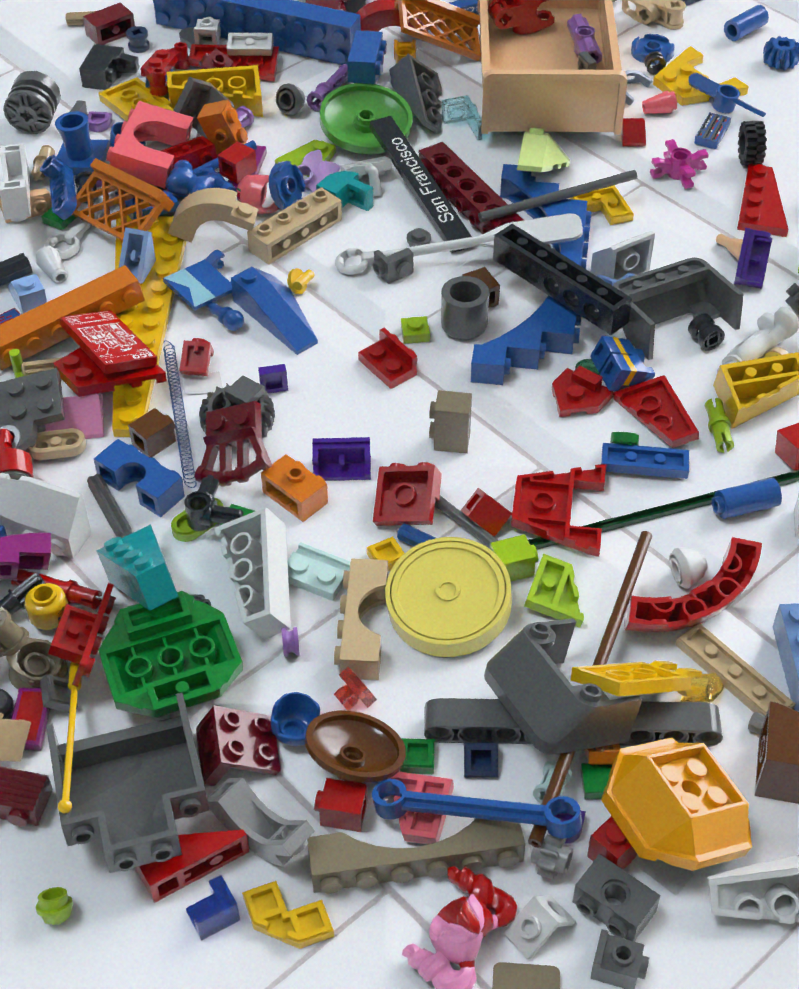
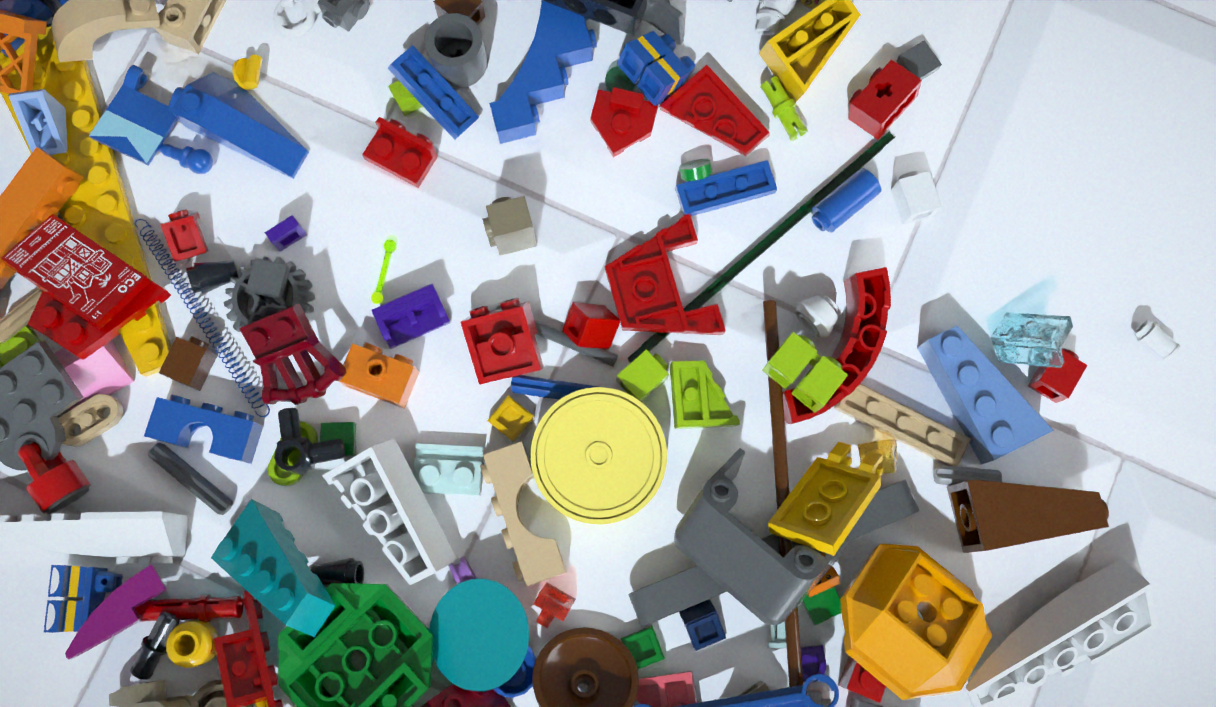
camera: 25 degrees left, 30 degrees up
(198, 385) = (210, 275): none -> black cone
(281, 677) = (479, 634): none -> teal sticker
(348, 416) = (389, 247): none -> clear neon green hinge
(434, 328) = (433, 92): none -> blue plate
(651, 571) = (819, 381): none -> lime piece

